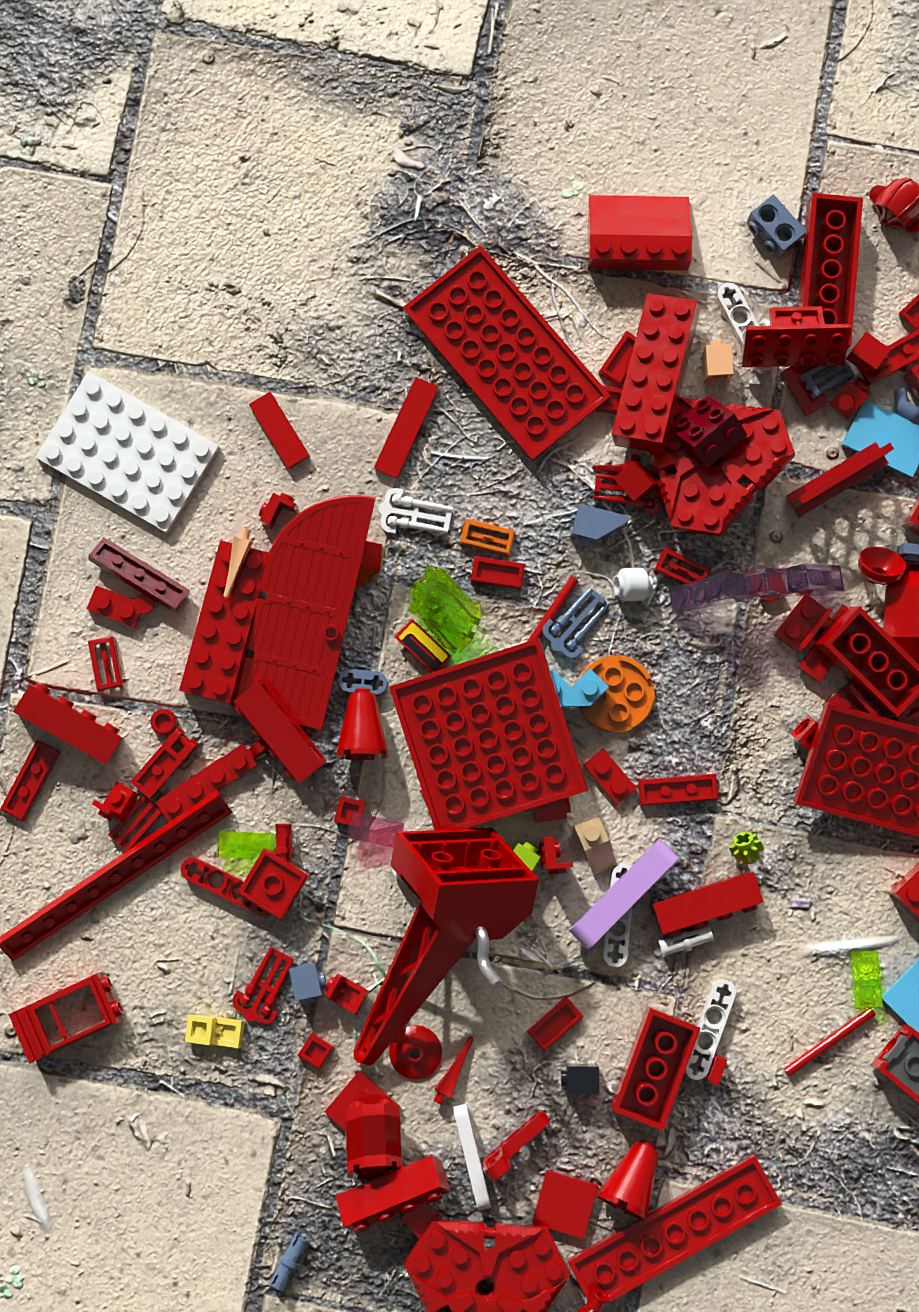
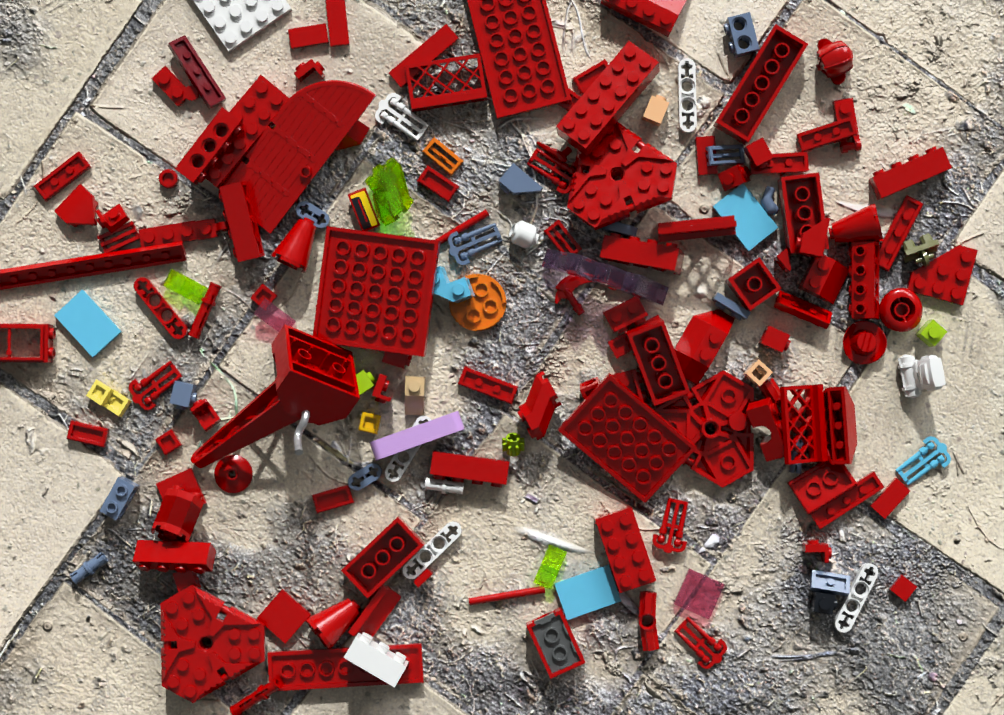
camera: 25 degrees right, 5 degrees up
(67, 723) = (104, 150): red wedge -> none
(68, 810) = (78, 208): none -> red slope
(115, 659) = (155, 121): red tile -> none
(145, 949) = (88, 323): none -> medium azure tile
(163, 763) = (155, 206): red plate -> none
(200, 615) = (210, 135): none -> red brick
(209, 1089) = (87, 433): none -> red tile
(240, 549) = (268, 89): light nougat piece -> none
(255, 469) = (308, 36): none -> red tile
(273, 884) = (190, 320): red tile -> none
(287, 1152) = (119, 498): none -> sand blue brick
(447, 1083) = (243, 504): red piece -> none
(463, 464) = (446, 99): none -> red fence
(472, 1157) = (237, 558): white beam -> none
(499, 1160) = (256, 565): red beam -> none
(555, 906) = (369, 422): none -> yellow tile
(580, 1078) = (332, 541): black brick -> none
(587, 980) = (366, 481): none -> sand blue beam
(609, 776) = (446, 355): red plate -> none
(635, 480) = (558, 164): red brick -> none
(677, 1146) = (376, 611): none -> red panel
(709, 430) = (622, 155): dark red bracket -> none
(713, 1203) = (376, 659): none -> white brick
(714, 626) = (565, 289): none -> red piece
(748, 522) = (622, 229): none -> sand blue beam
(756, 785) = (539, 406): none -> red brick
(787, 539) = (642, 253): none -> red wedge
(795, 339) = (713, 120): red bracket -> none
(881, 565) = (698, 297): red piece -> none

